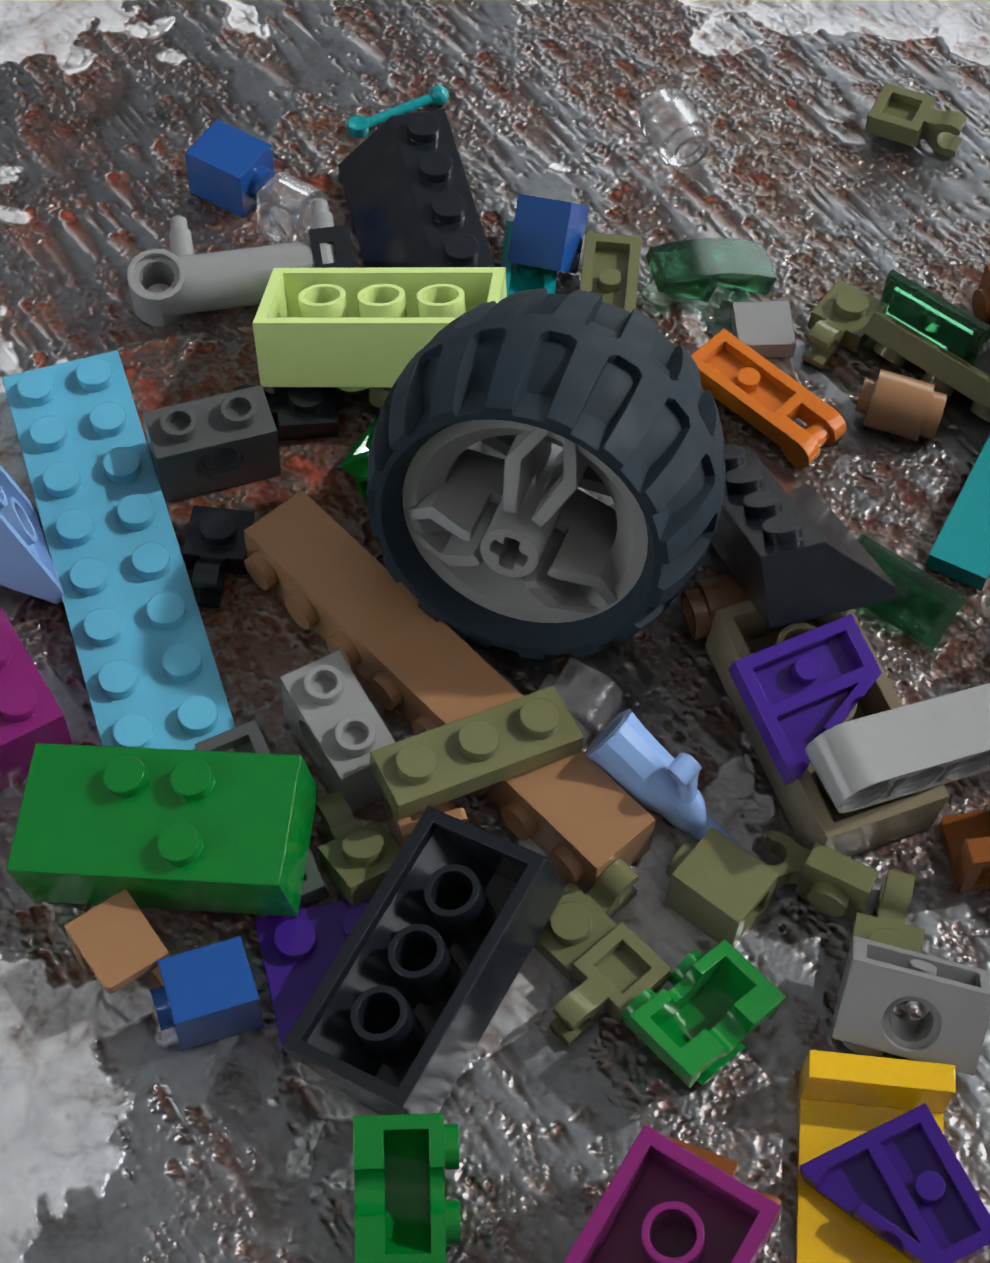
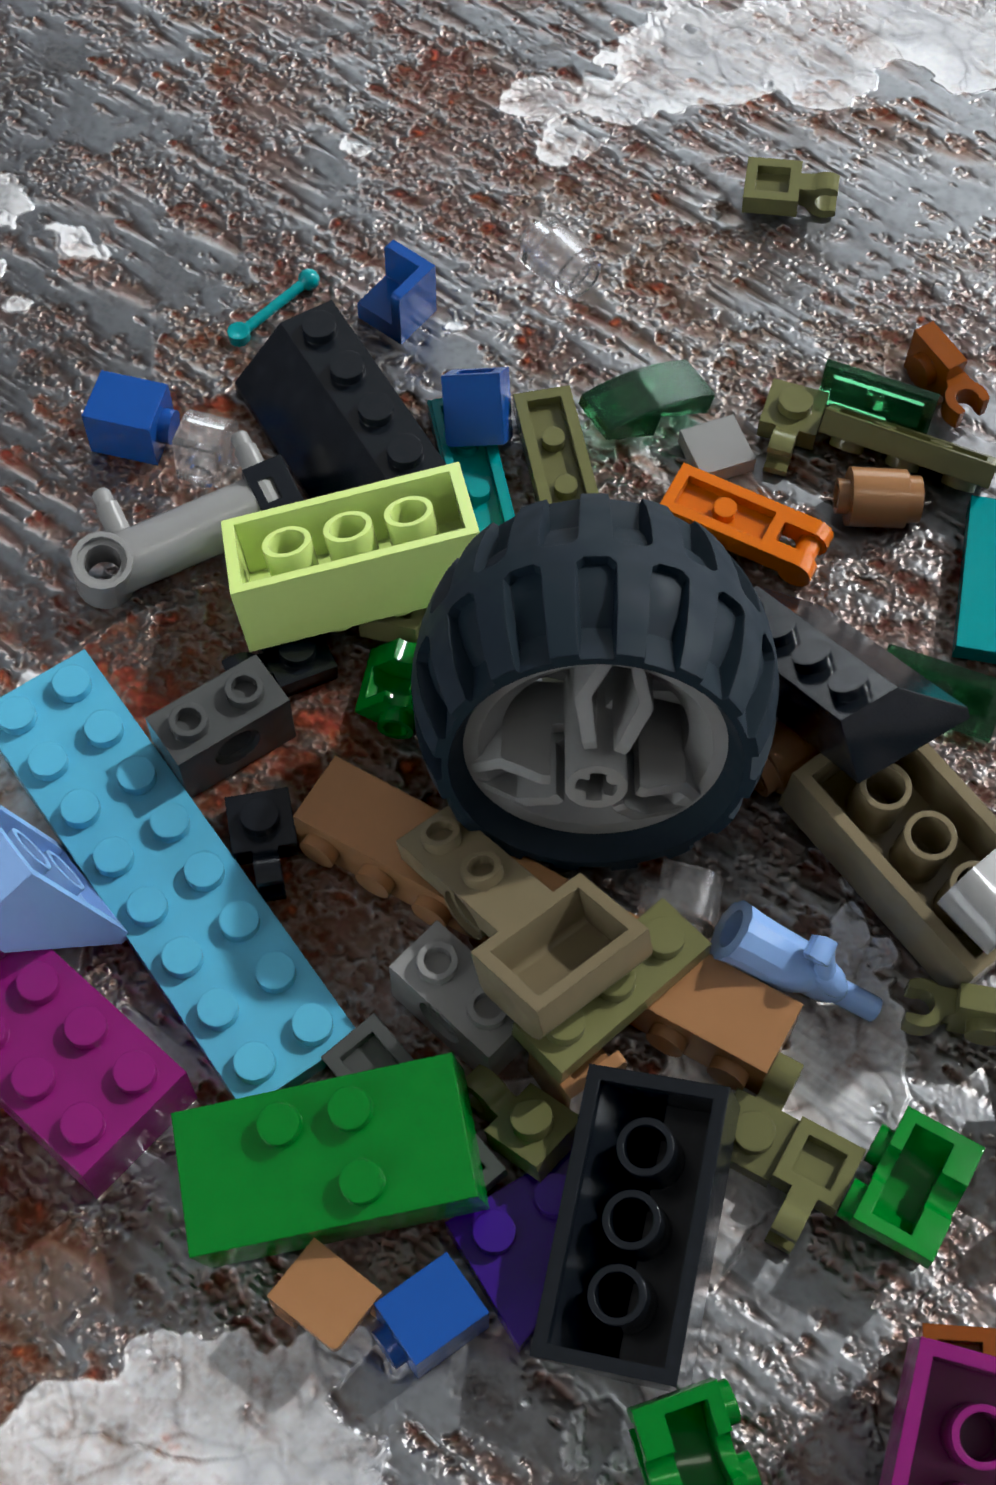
camera: 15 degrees left, 5 degrees up
(412, 684) = (544, 946): none -> dark tan plate
(518, 129) = (403, 296): none -> blue panel
(719, 886) = (880, 1051): olive brick -> none
(805, 688) = (910, 836): dark purple wing -> none

